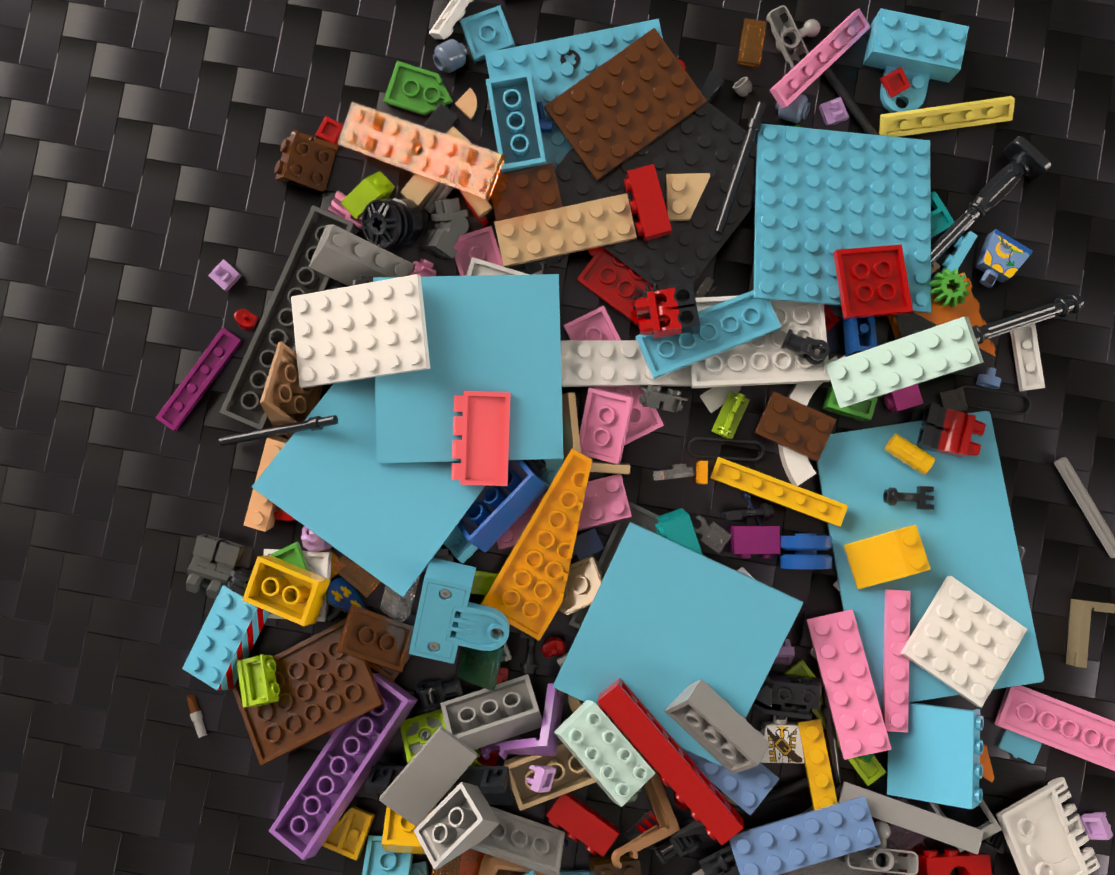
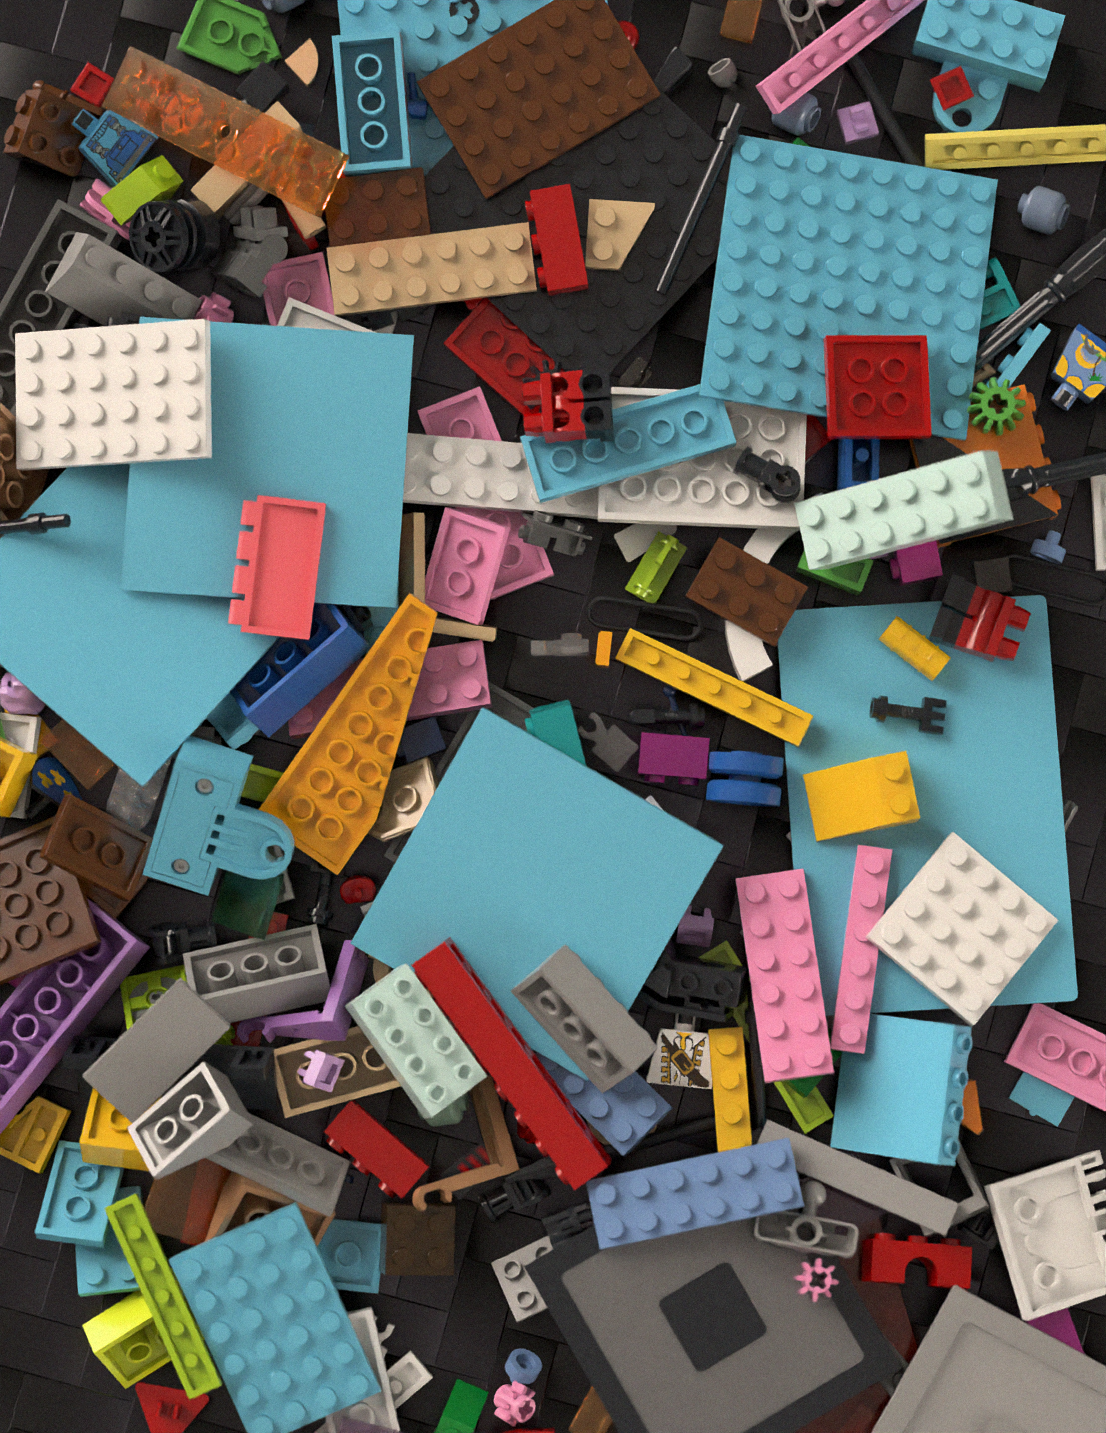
camera: 10 degrees right, 0 degrees up
(346, 166) = (113, 143): none -> torso
(962, 157) = (1044, 210): none -> sand blue head

